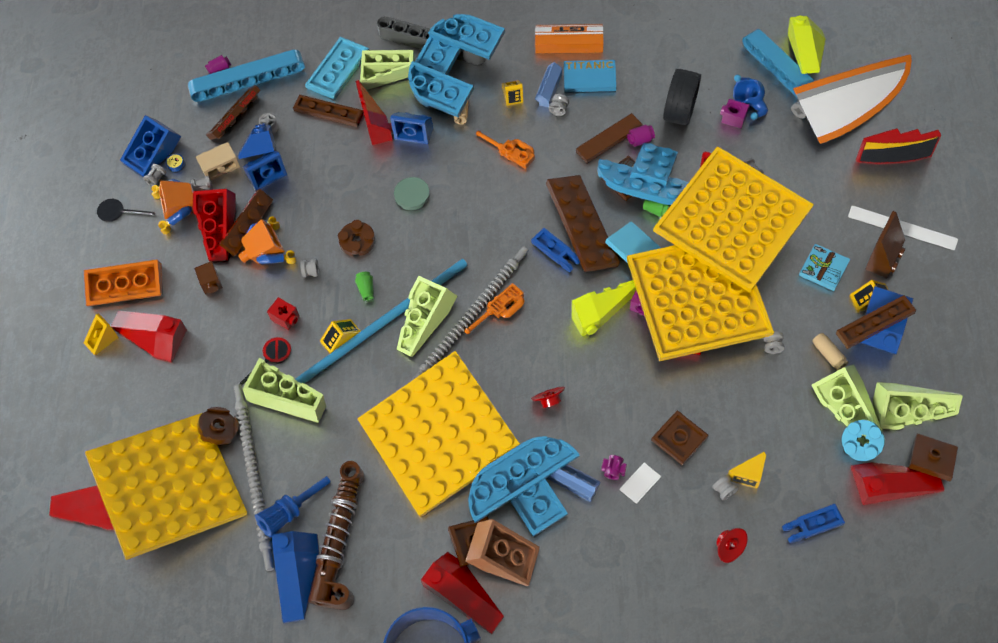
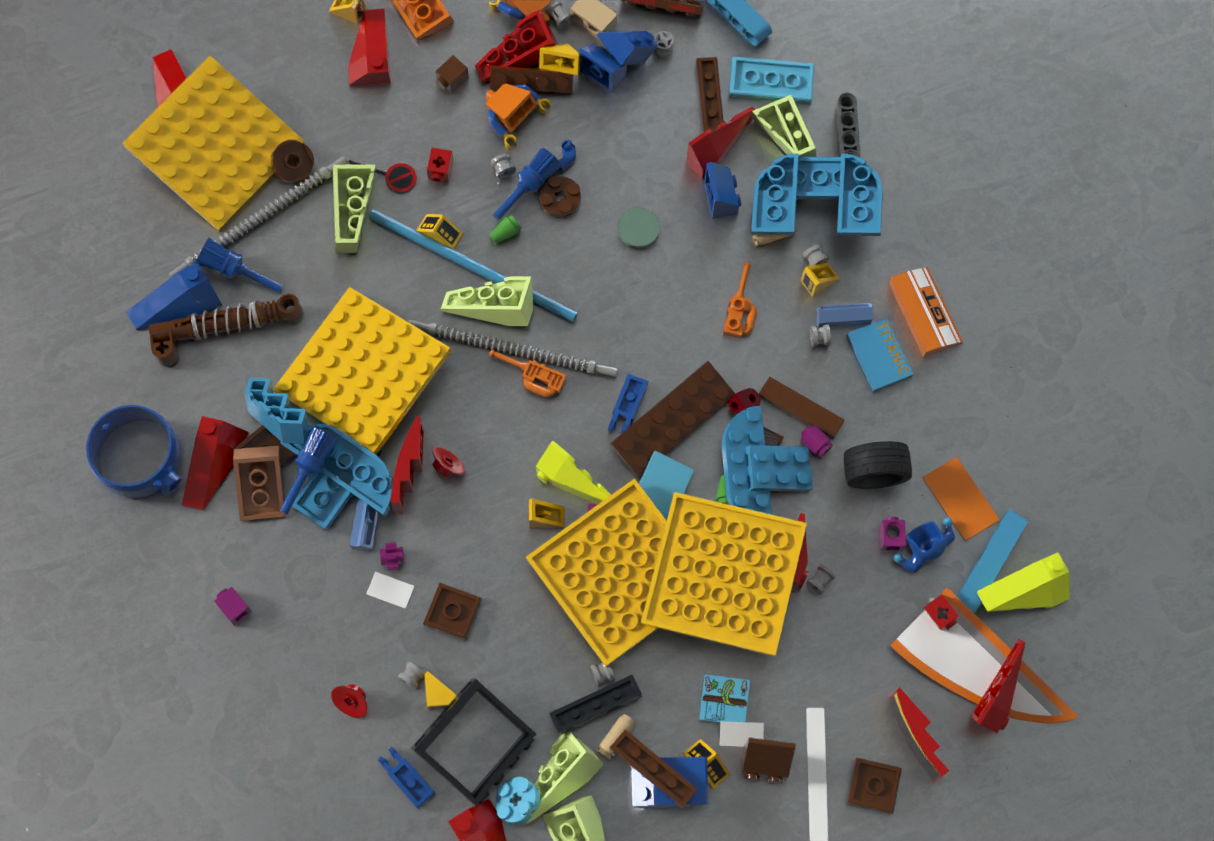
camera: 60 degrees right, 10 degrees up
(244, 191) = (560, 59): none -> yellow slope
(325, 220) = (569, 154): none -> blue arm
(332, 249) = (531, 178): none -> blue piece
(447, 513) = (275, 412): none -> dark azure brick
(494, 86) = (816, 255): none -> light grey wheel
(507, 496) = (310, 462): none -> blue piece
(533, 419) = (408, 462): none -> red slope
(589, 170) = (743, 400): none -> dark red piece
(606, 617) = (232, 605): none -> magenta brick
(623, 341) = (545, 515): none -> yellow slope
(722, 66) = (961, 498): none -> orange sticker
(780, 467) = (509, 759): none -> black window
(800, 356) = (595, 704): none -> black hinge
(811, 96) = (942, 603): none -> red brick
(856, 264) = (738, 732): none -> white sticker
(884, 89) = (997, 700): none -> red wedge
(925, 191) = (874, 785): none -> reddish brown plate

